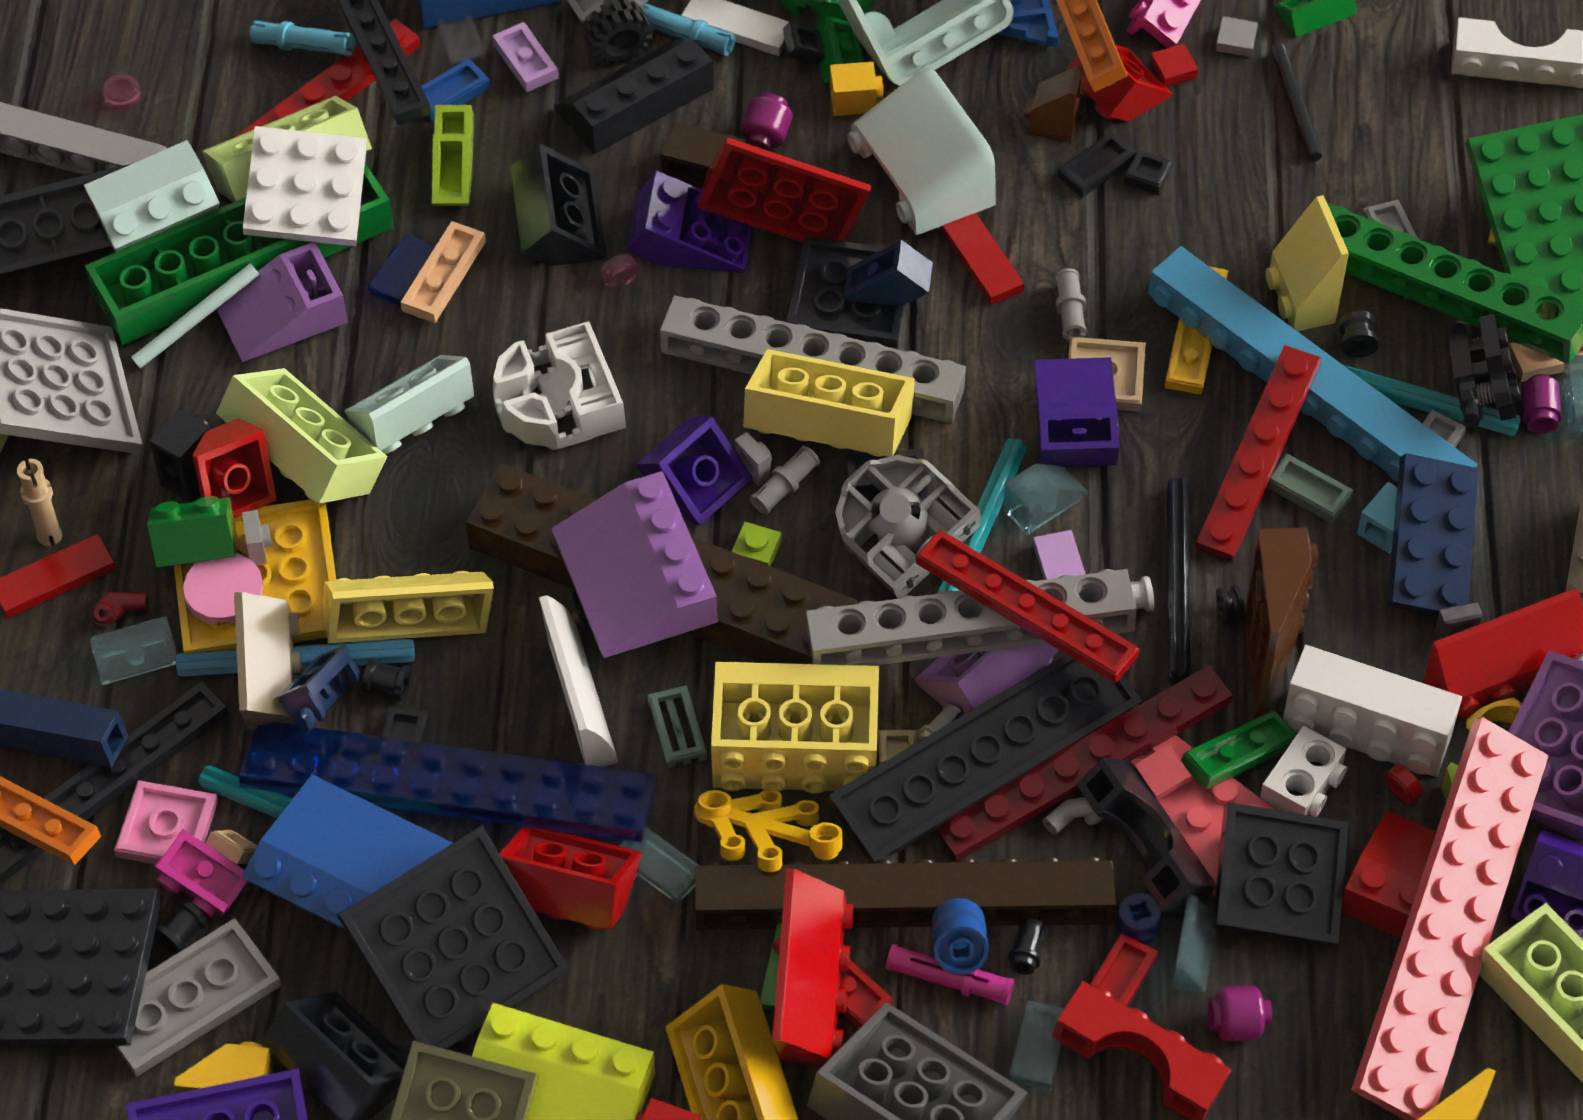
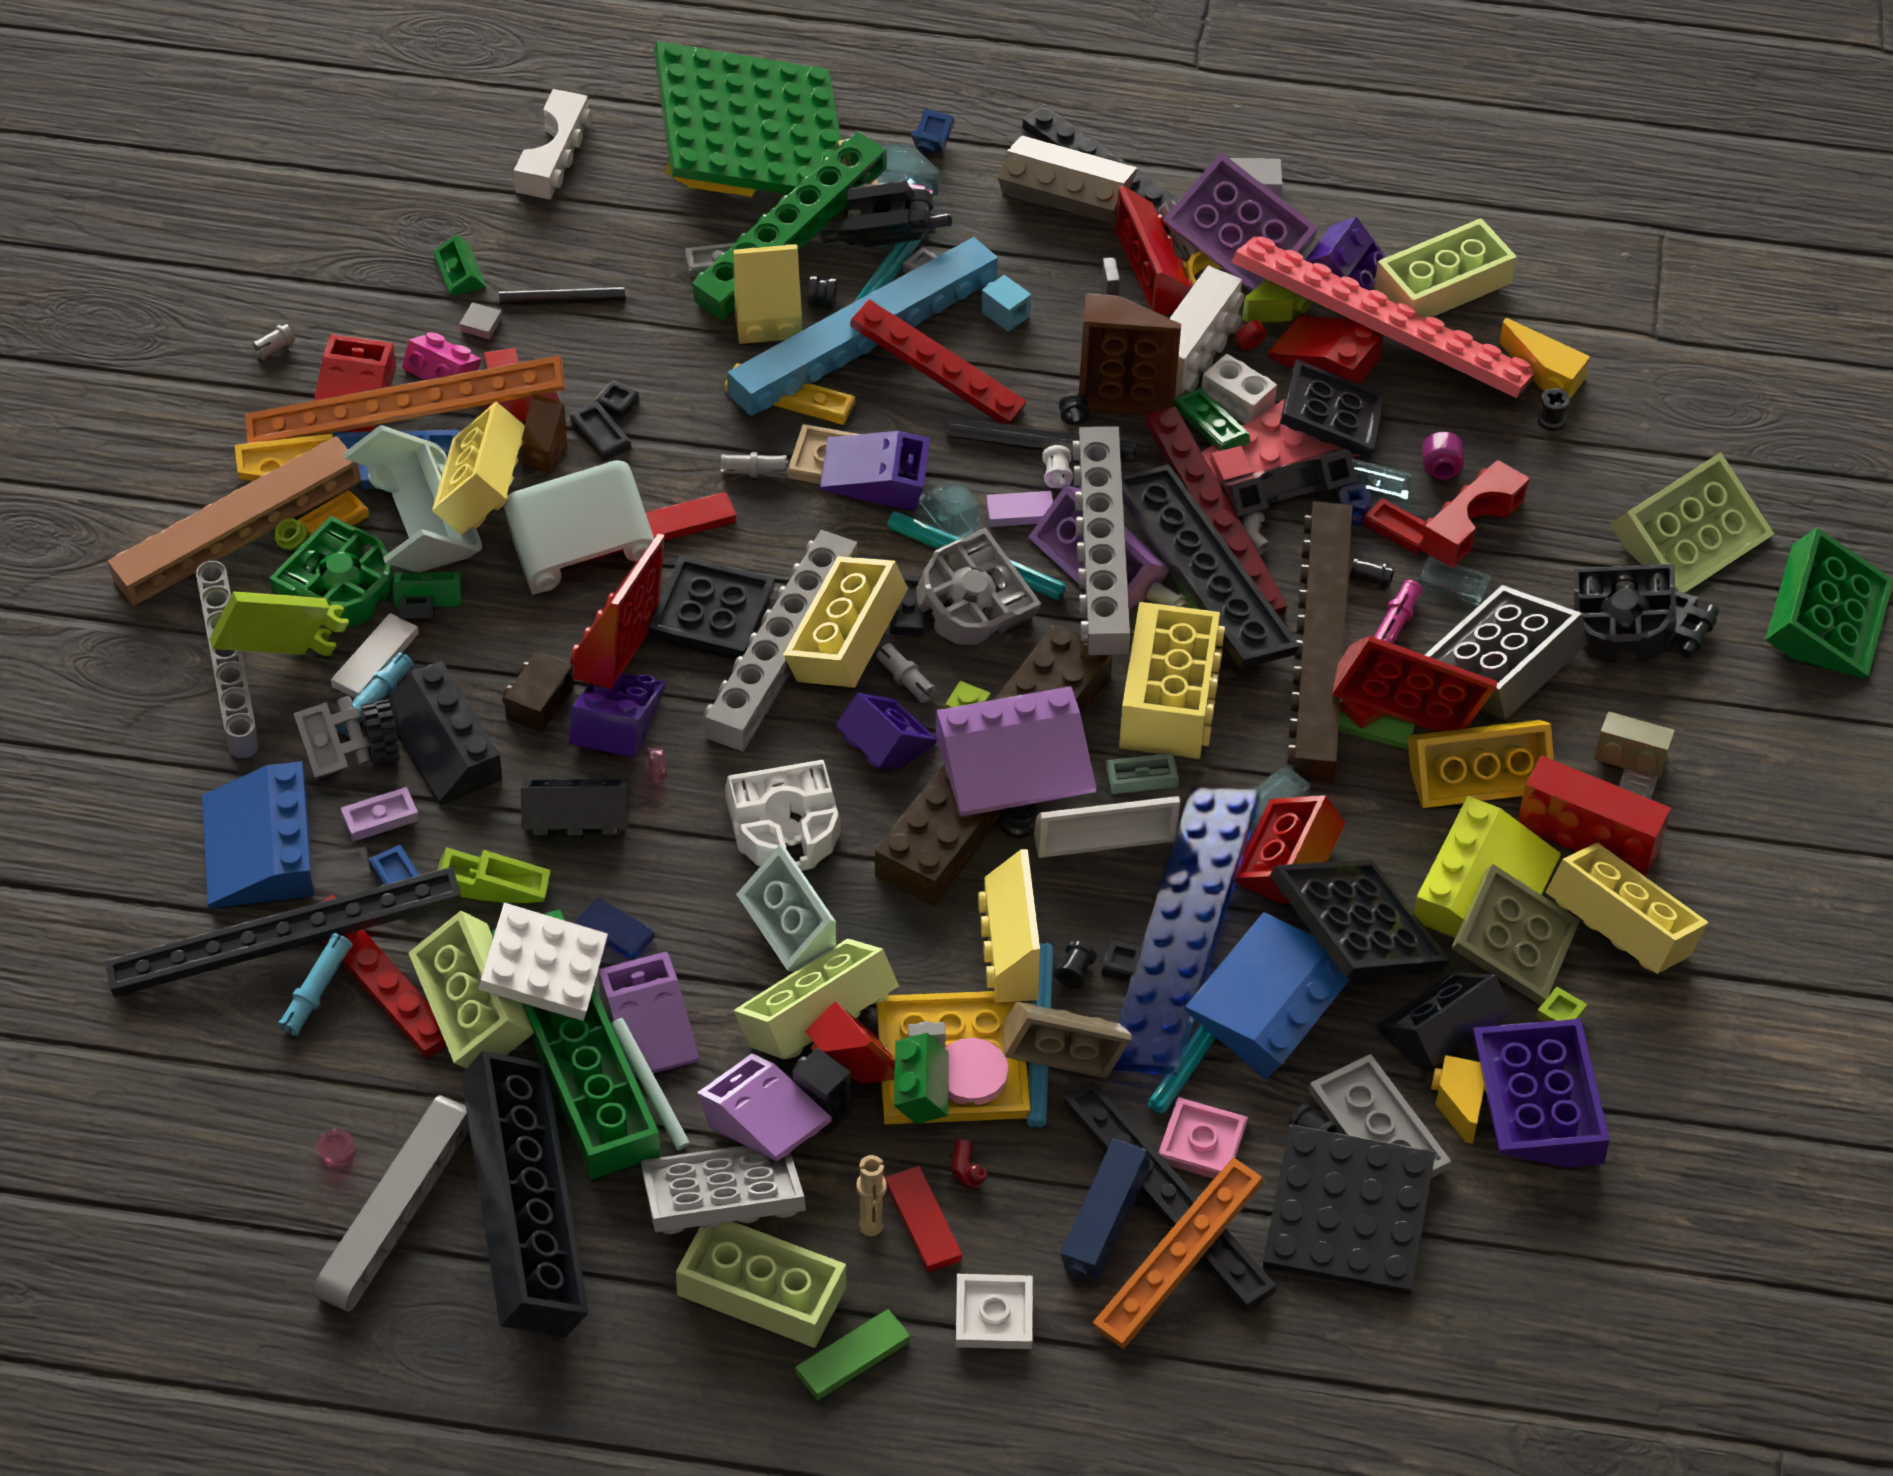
camera: 85 degrees left, 5 degrees down
(134, 650) = (1018, 1155): clear light blue slope -> none
(150, 397) = (761, 1108): none -> medium lavender slope
(152, 196) = (532, 1082): light aqua slope -> none
(201, 874) = (1266, 1104): dark pink bracket -> none
(231, 845) = (1236, 1082): tan tile -> none
(319, 687) = (1091, 997): dark blue hinge -> none
(443, 272) = (628, 895): light nougat plate -> none
(719, 811) = (1236, 746): yellow plant -> none
(755, 458) = (885, 685): light grey plate -> none
(766, 121) = (506, 641): magenta head -> none
(854, 88) = (482, 577): yellow brick -> none
(889, 276) = (718, 567): dark blue slope -> none
(959, 936) = (1376, 599): blue wheel -> none
(975, 43) = (479, 469): none -> light yellow brick
(1028, 606) = (1108, 490): red tile -> none
(1309, 488) = (971, 343): sand green tile -> none
(1432, 535) = (1035, 272): dark blue plate -> none

